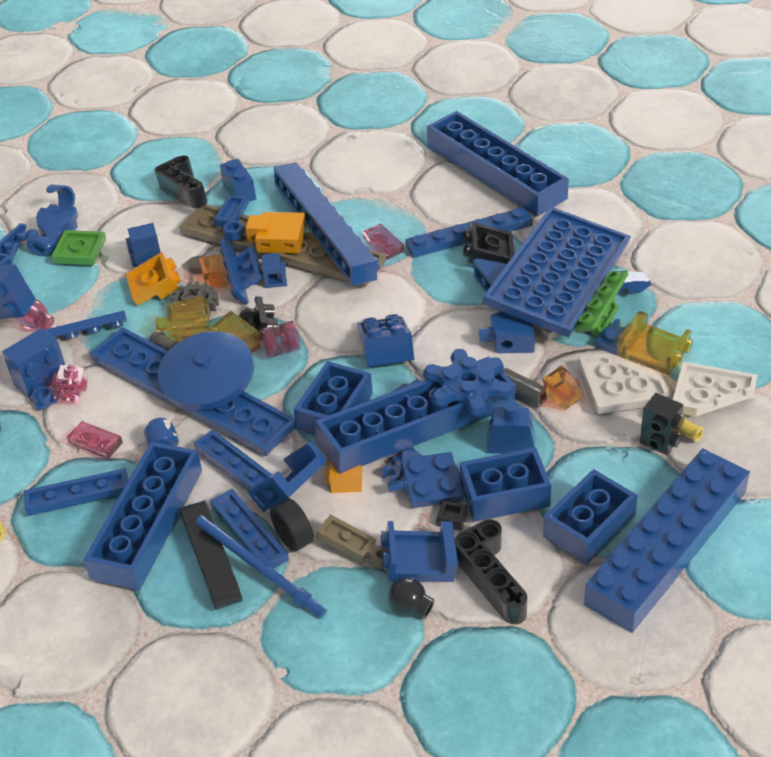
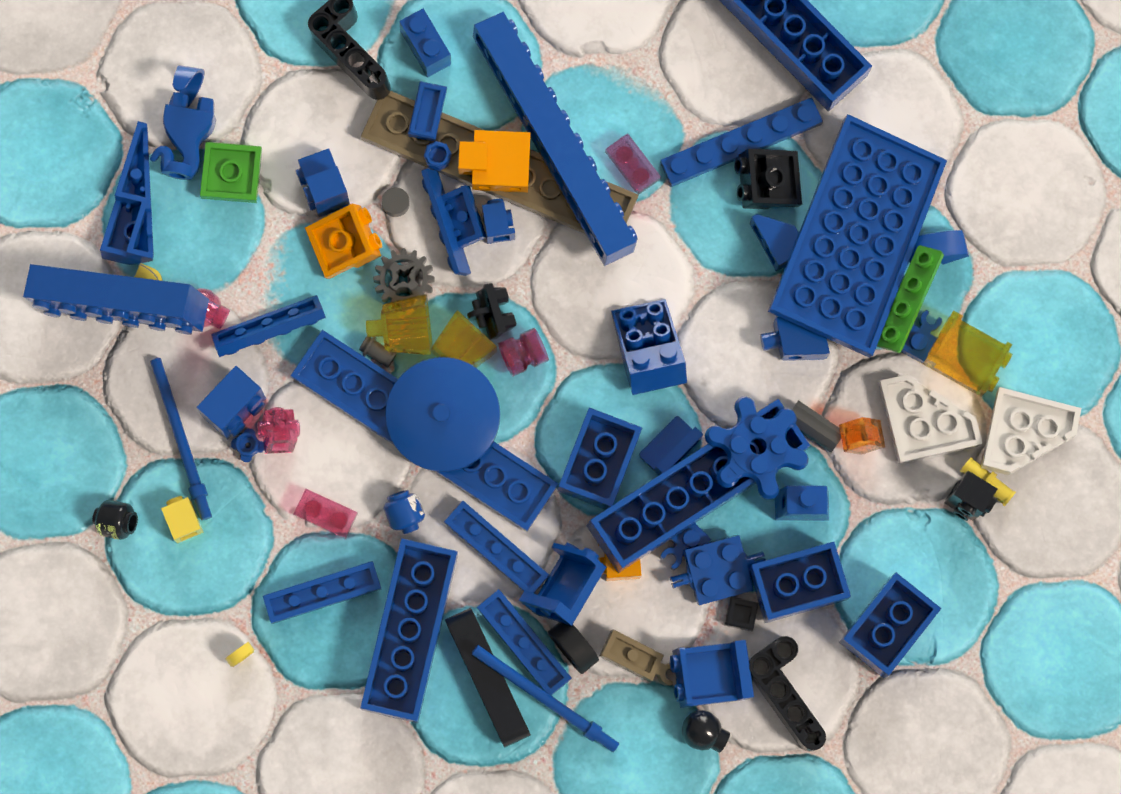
camera: 15 degrees left, 35 degrees up
(213, 271) = (420, 226): clear orange brick -> none
(665, 540) = (970, 647): blue brick -> none

